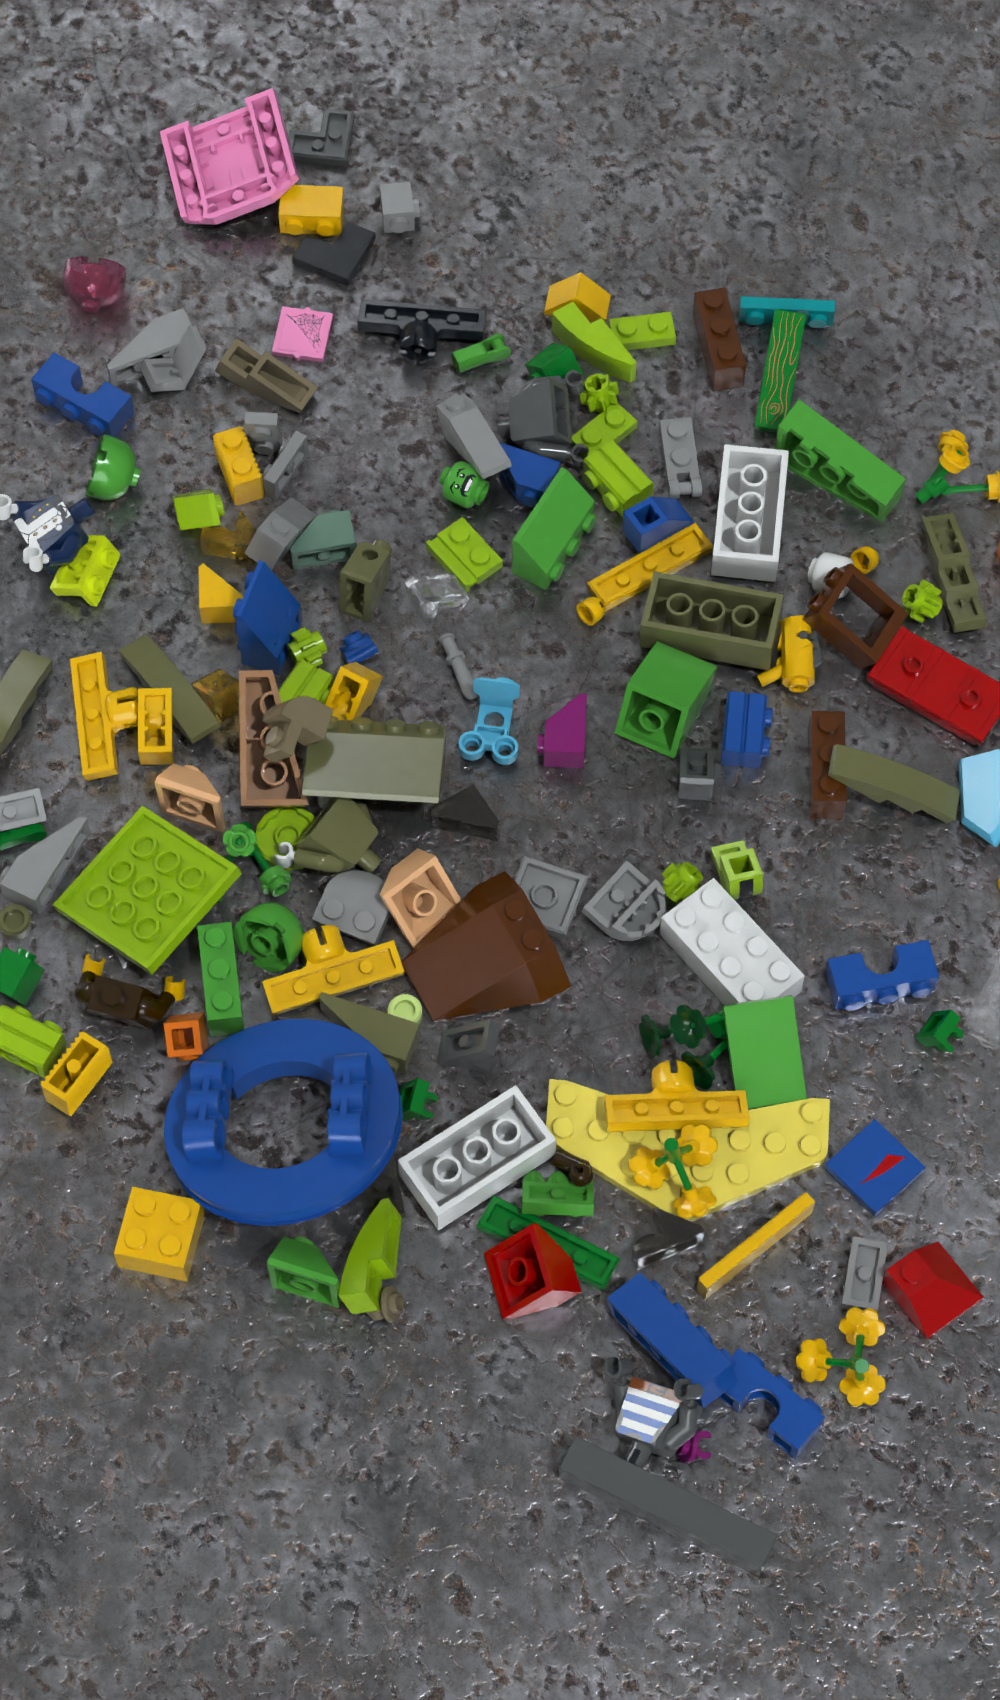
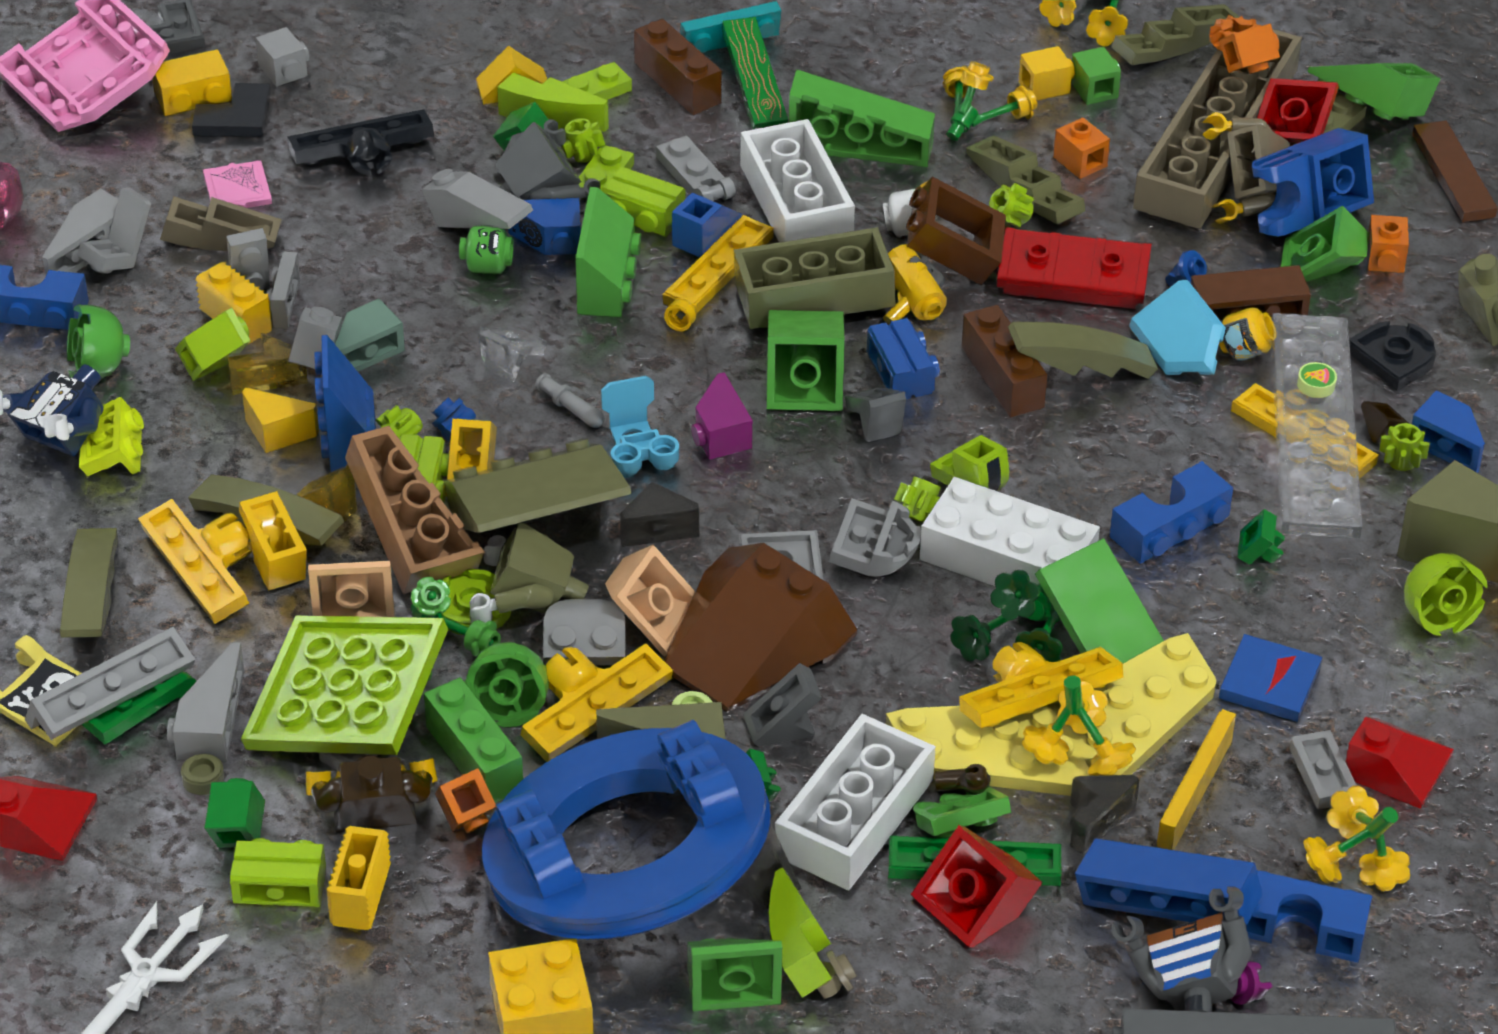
camera: 25 degrees left, 20 degrees down
(295, 721) = (440, 468): dark tan brick -> none
(369, 566) = (429, 344): olive torso -> none
(464, 554) = (518, 307): lime plate -> none
(477, 354) = (437, 148): bright green bar -> none

